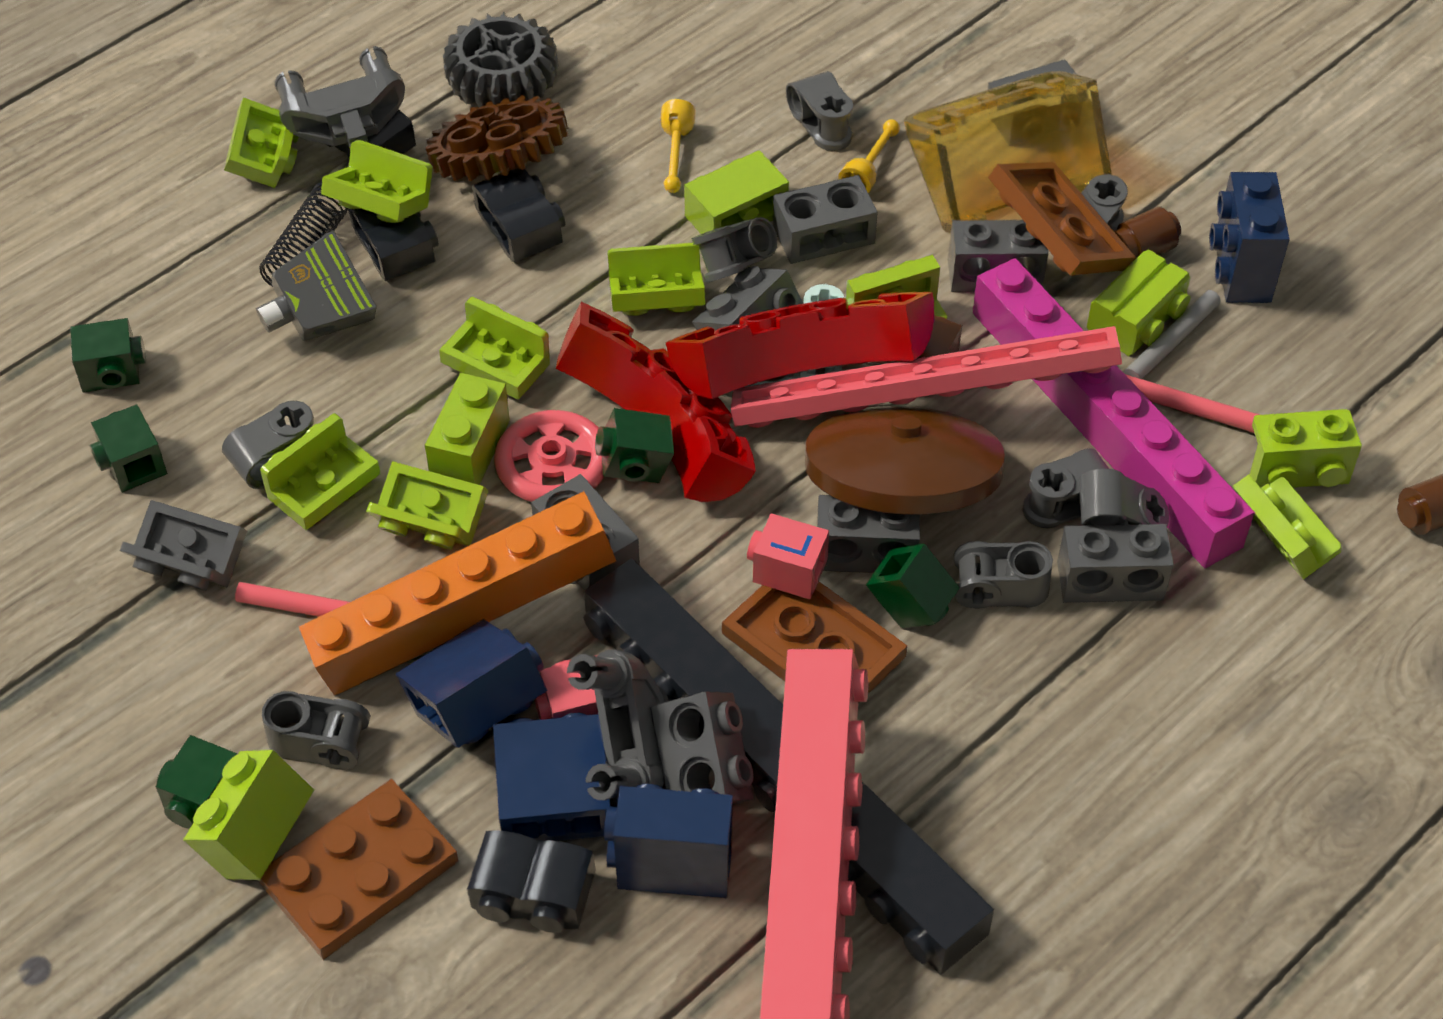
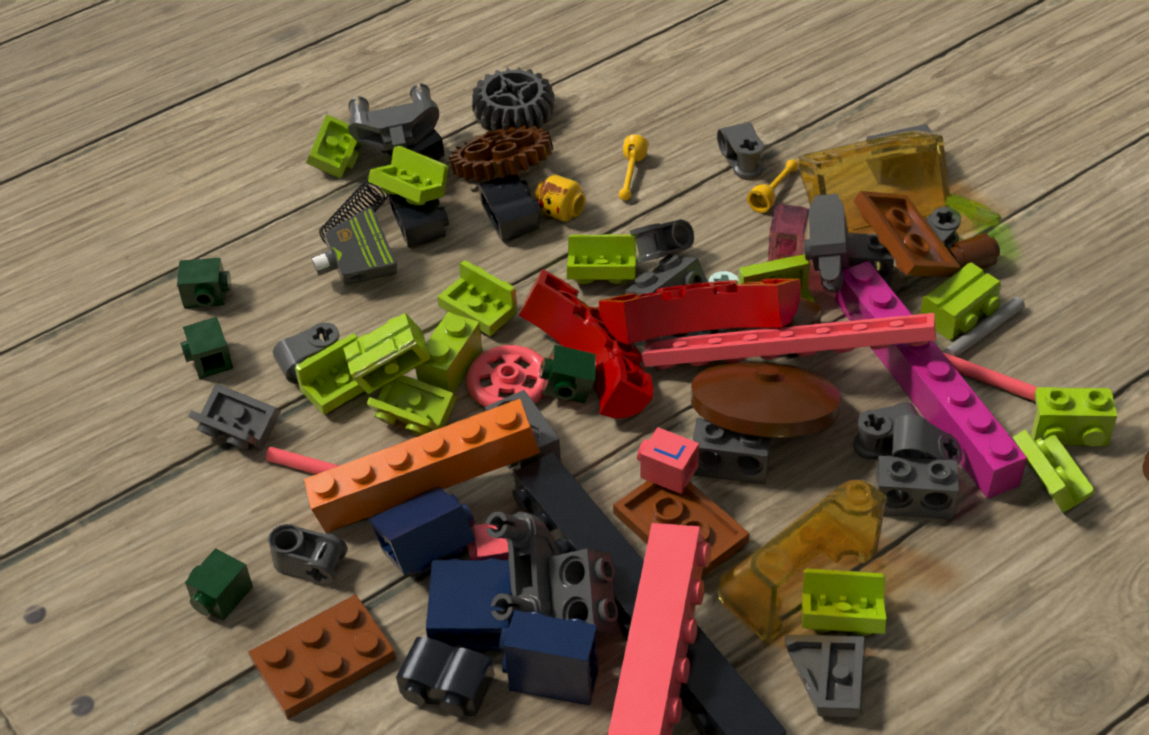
camera: 10 degrees right, 5 degrees down
(248, 814) = (248, 608): lime brick -> none
(386, 438) = (386, 353): none -> lime brick
(587, 196) = (560, 198): none -> yellow head
(734, 193) = (670, 202): lime brick -> none
(824, 219) = (732, 225): dark grey brick -> none
(905, 226) = (787, 231): none -> clear pink brick
(913, 586) = (759, 491): dark green brick -> none
(963, 236) = (829, 240): none -> dark grey hinge
(1002, 574) = (825, 480): dark grey piece -> none
(1020, 625) = (837, 525): none -> clear yellow windscreen
(1035, 822) = (830, 671): none -> dark grey wing
(1041, 726) = (843, 601): none -> lime bracket
(1141, 175) = (973, 209): none -> clear neon green tile
(1249, 237) = (1050, 259): dark blue brick -> none

